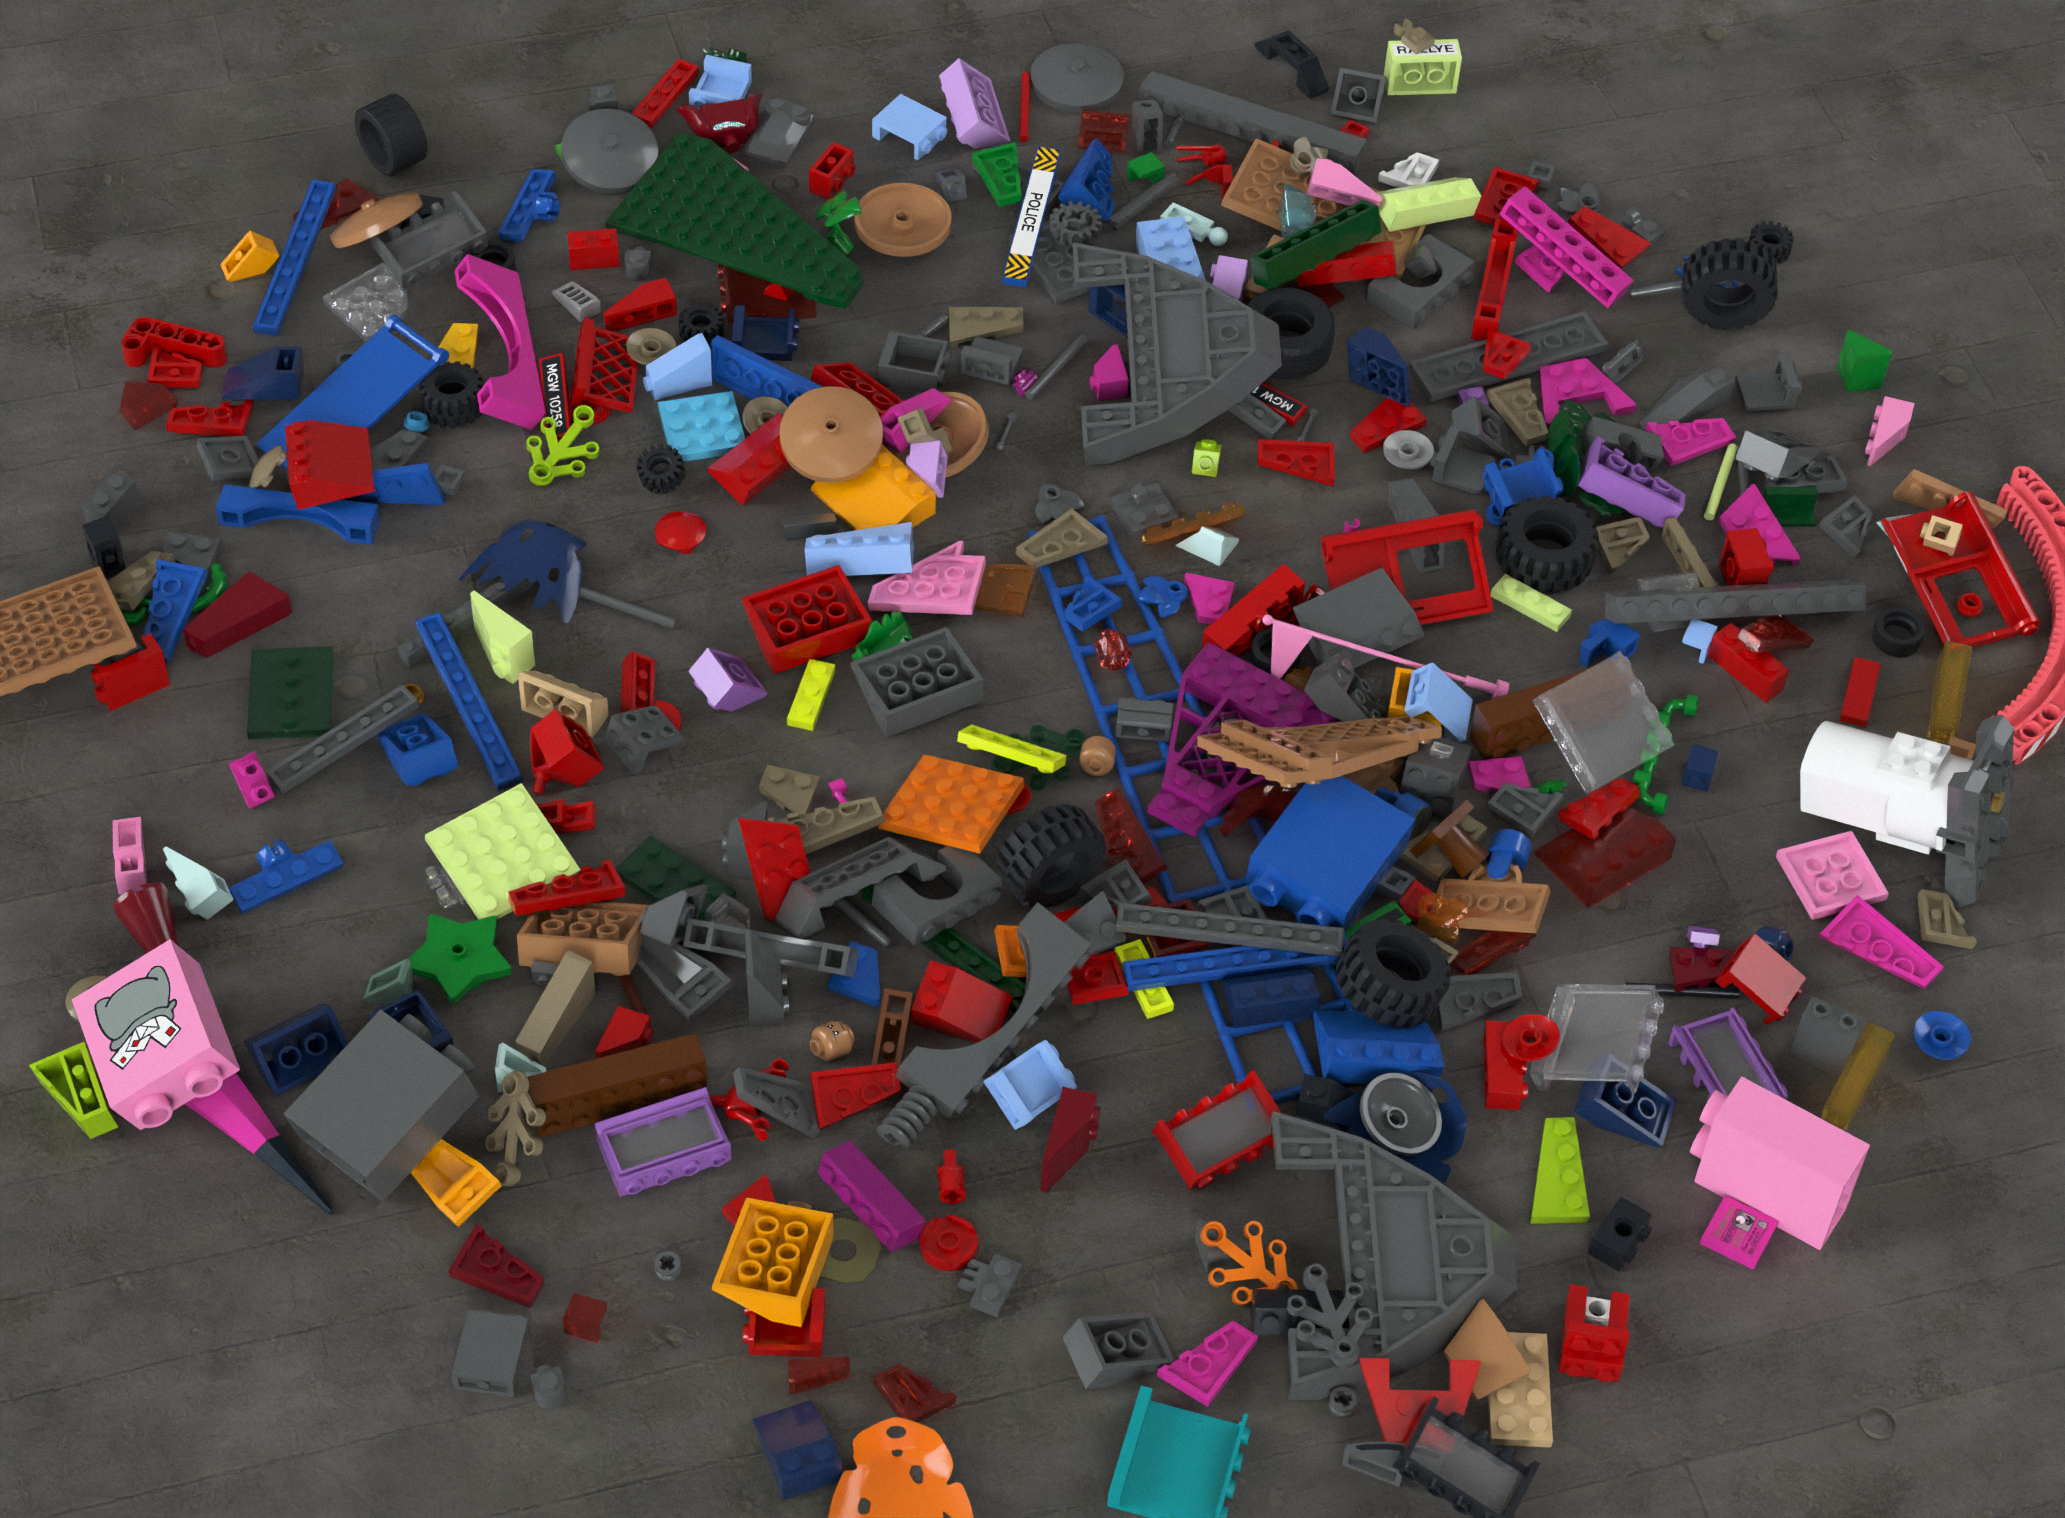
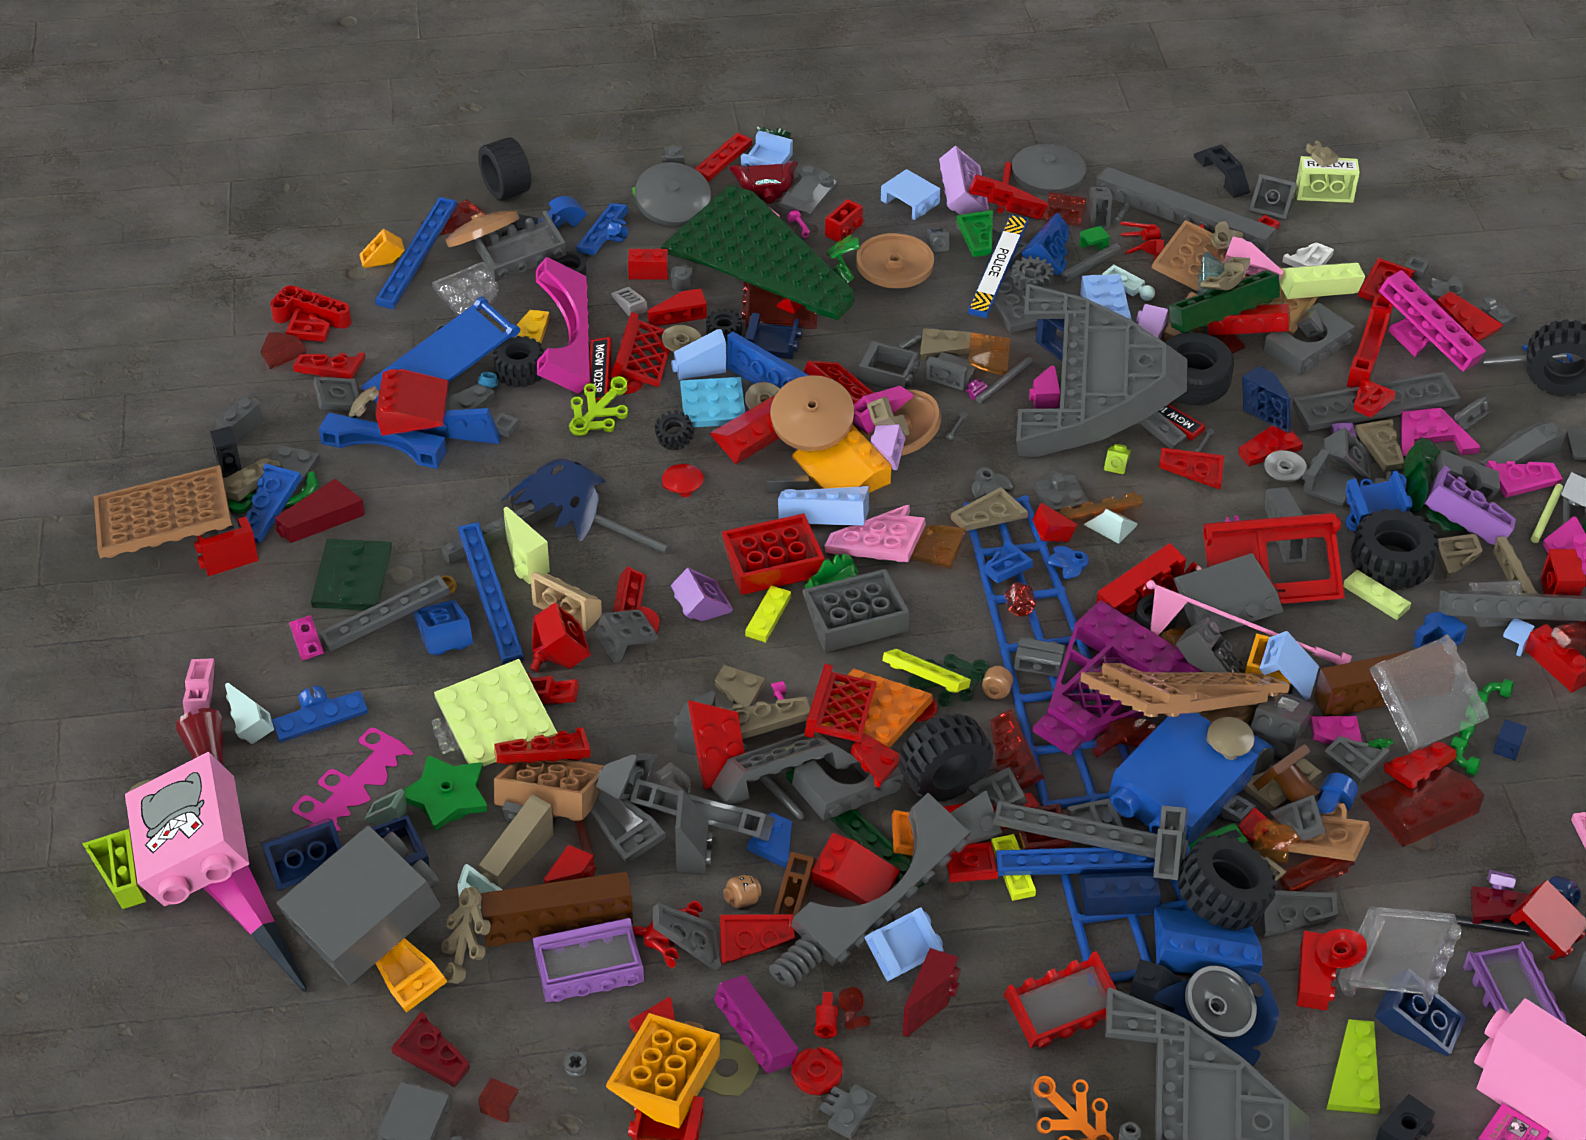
camera: 10 degrees right, 5 degrees down
(267, 376) = (380, 336): dark blue slope -> none
(339, 963) = (351, 789): none -> dark pink piece
(476, 184) = (565, 209): none -> blue brick
(662, 872) = (621, 737): clear green plate -> none
(768, 167) = (796, 216): none -> dark pink piece
(898, 785) = (819, 709): none -> red fence
(967, 864) = (875, 758): none -> red wing
(977, 1158) = (852, 1001): none -> clear red plate
(1029, 120) = (1012, 198): none -> red slope
(1034, 333) = (989, 352): none -> clear orange plate
(1139, 551) = (1053, 525): none -> red slope
(1209, 596) = (1106, 565): dark pink wing -> none
(1323, 207) = (1233, 273): none -> dark tan slope
(1325, 933) = (1170, 842): none -> dark grey slope
(1381, 800) = (1230, 737): none -> dark tan dish
(1471, 886) = (1302, 817): none -> dark grey wing

